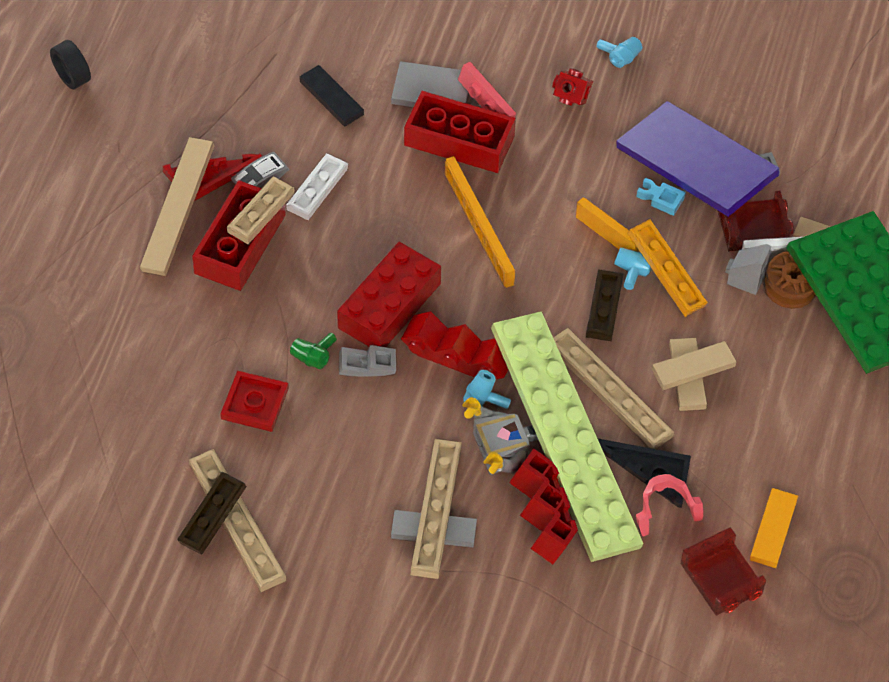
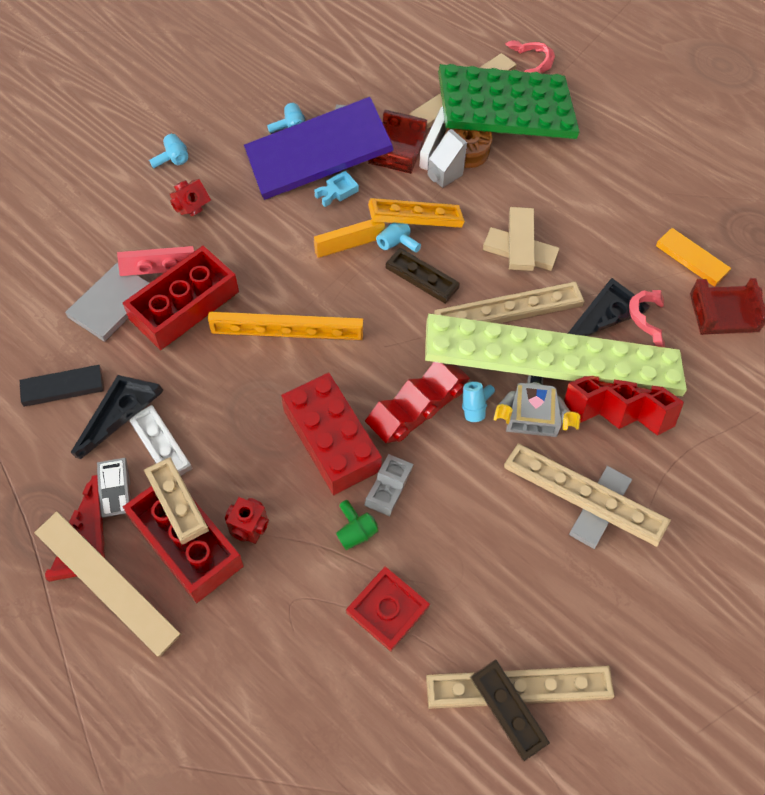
camera: 65 degrees left, 5 degrees up
(277, 272) = (246, 520): none -> red brick
(331, 141) = (119, 405): none -> black wing
(726, 124) = (293, 116): none -> medium azure piece

